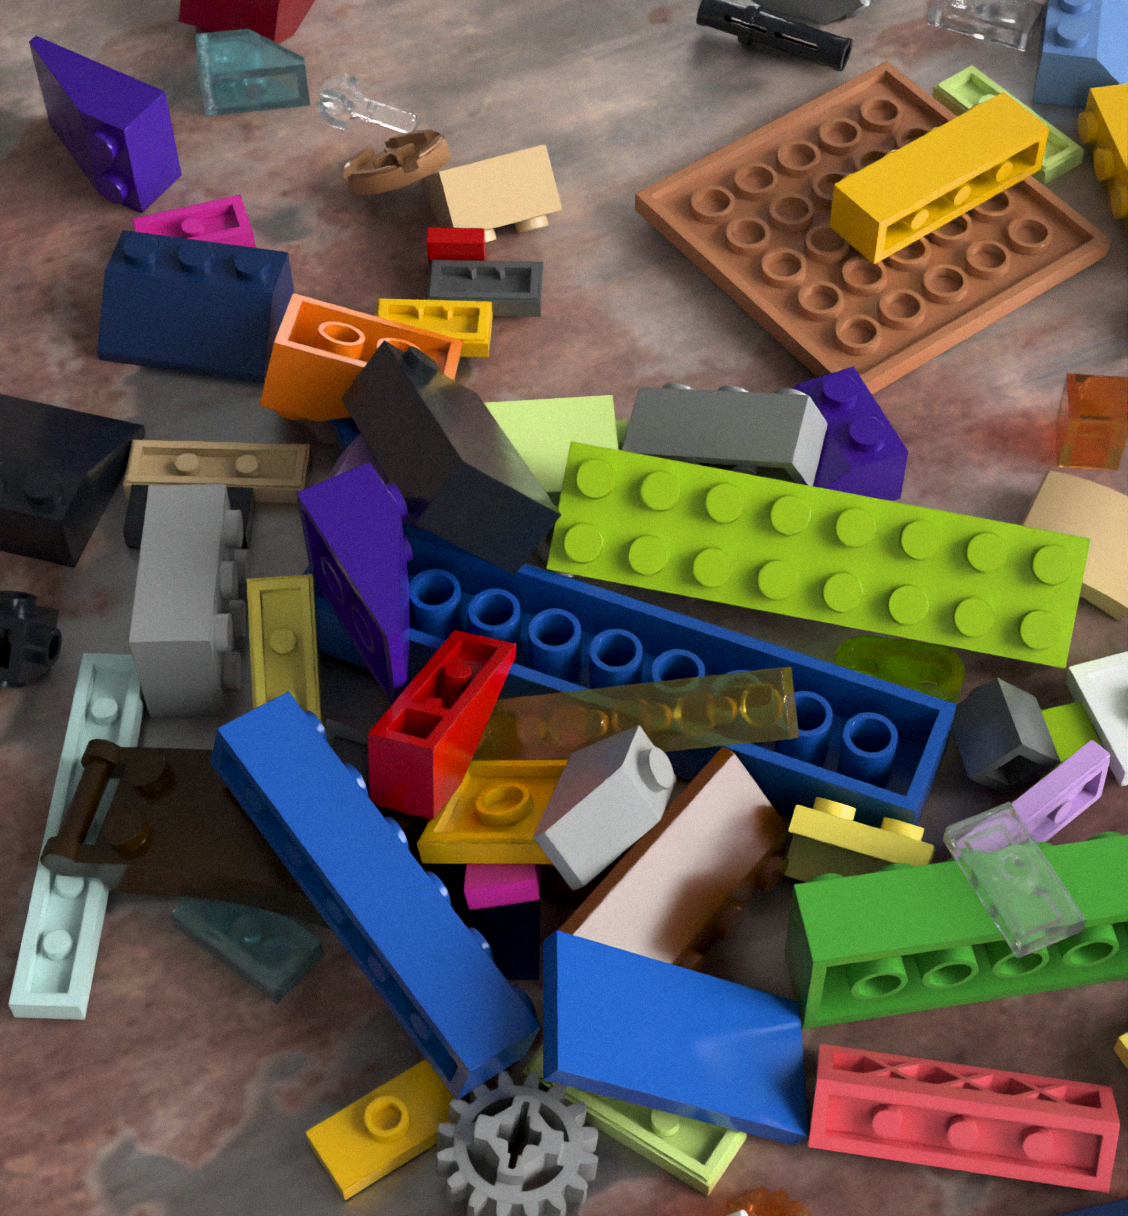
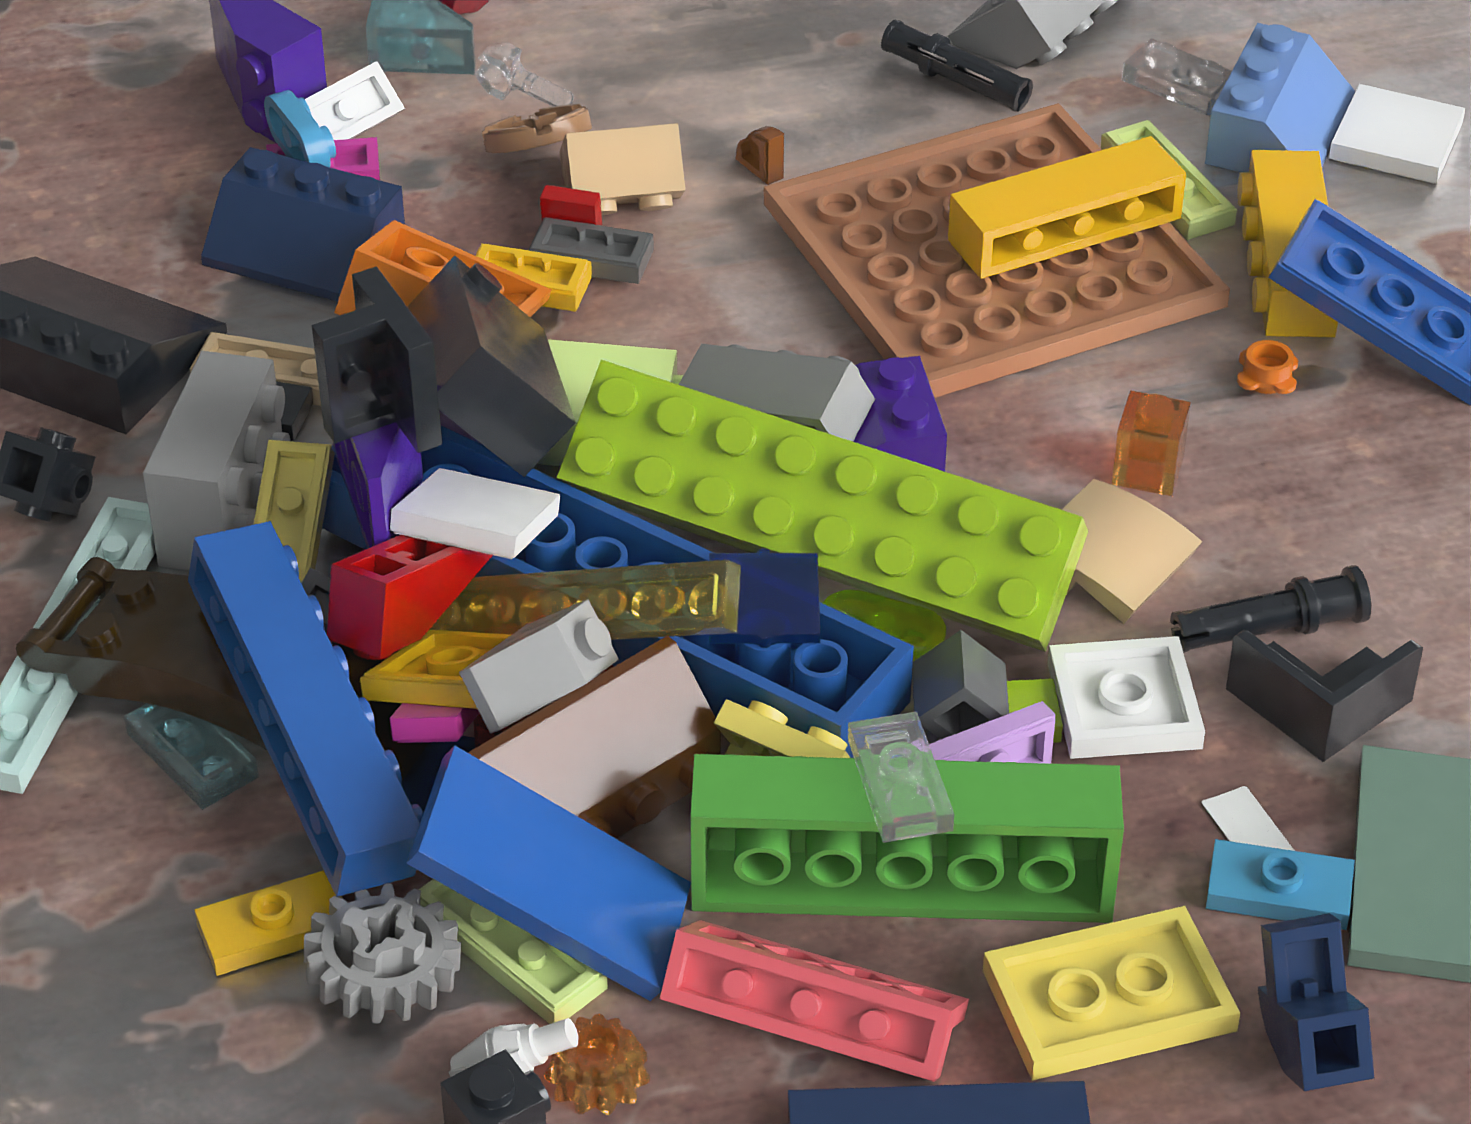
camera: 10 degrees right, 10 degrees down
(165, 204) = (297, 130): none -> dark azure plate
(199, 165) = (355, 103): none -> white plate
(378, 513) = (377, 367): none -> black bracket
(484, 633) = (474, 513): none -> white tile
(620, 155) = (763, 153): none -> dark orange tile
(819, 666) = (774, 598): none -> clear blue piece

